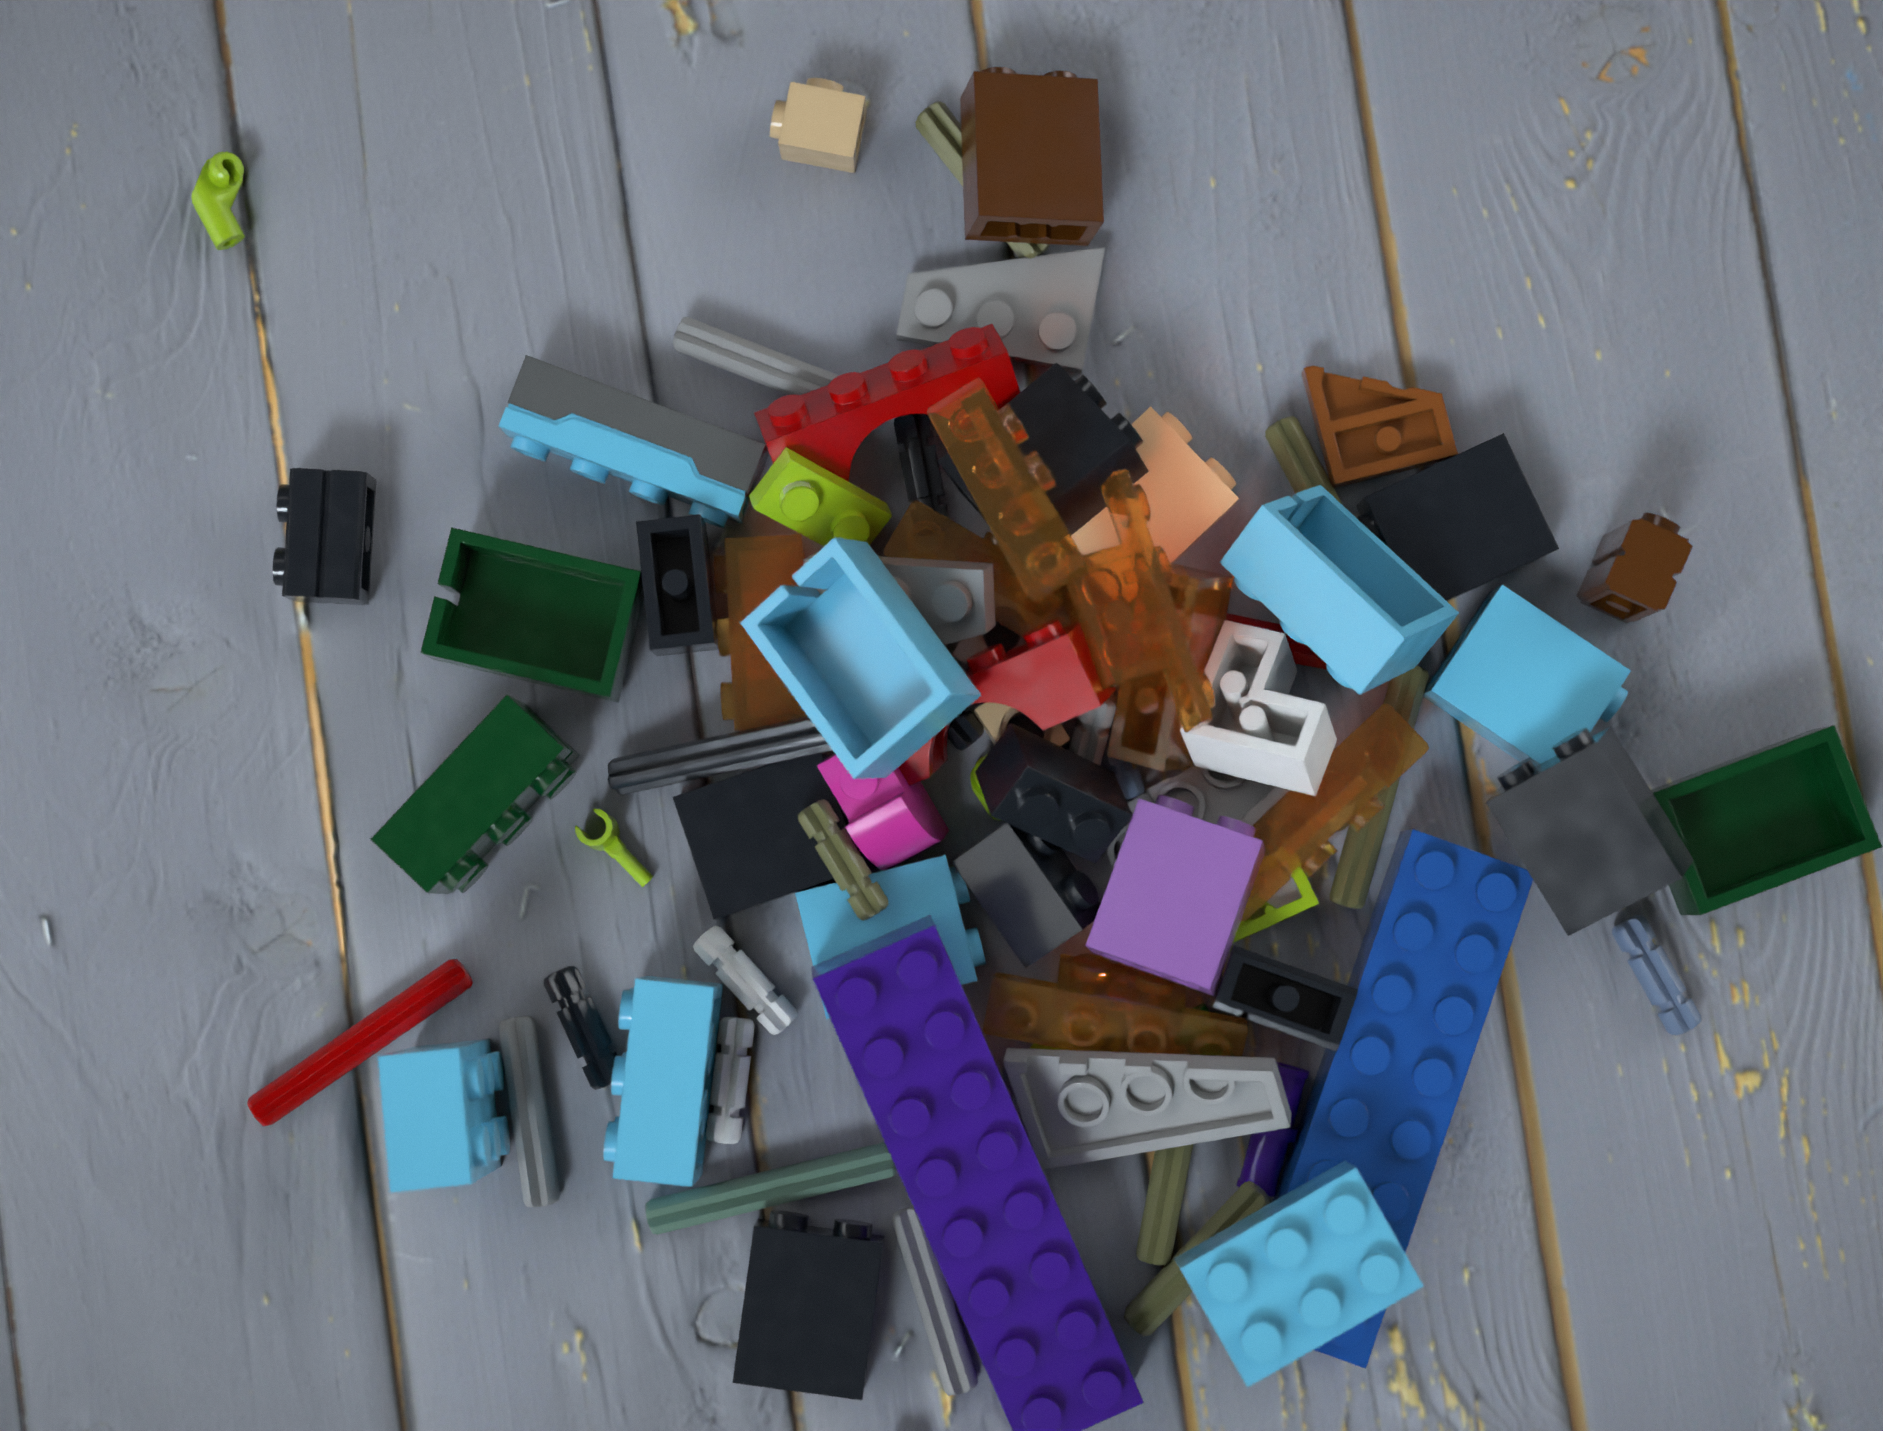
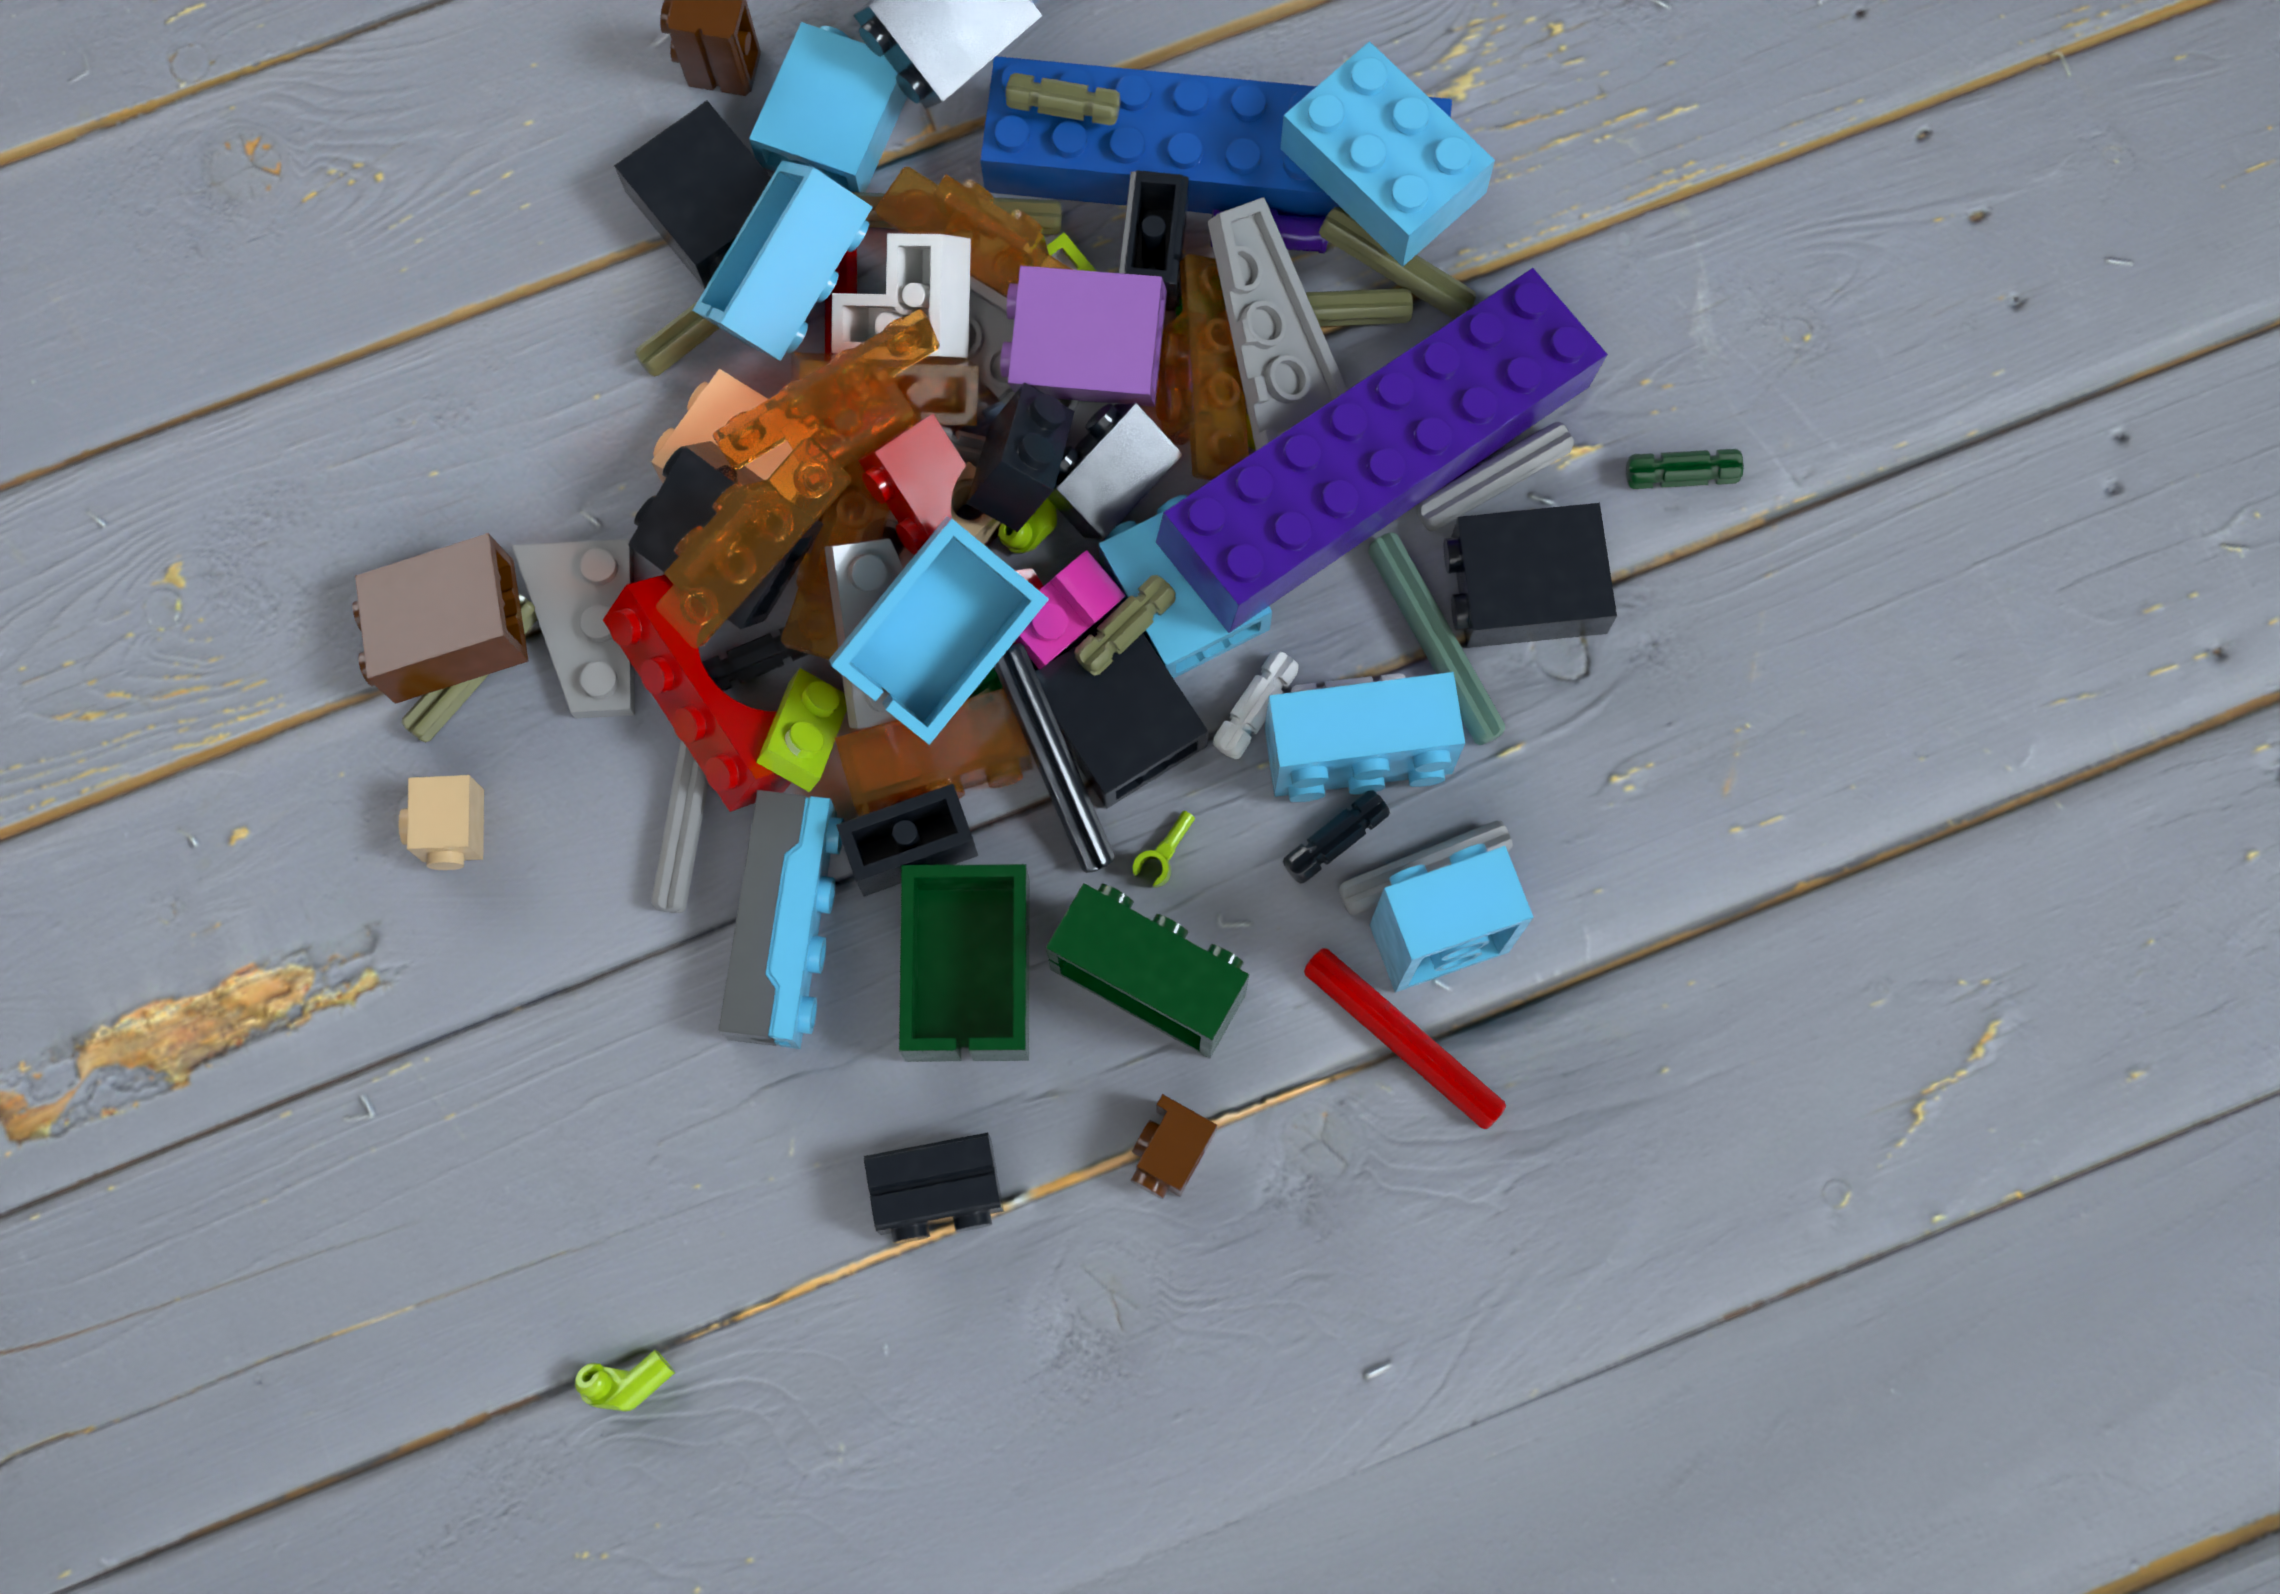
camera: 100 degrees left, 10 degrees down
(304, 780) = (1171, 1149): none -> reddish brown brick
(1374, 427) = (629, 283): dark orange wing -> none
(1454, 934) = (1063, 99): none -> olive axle

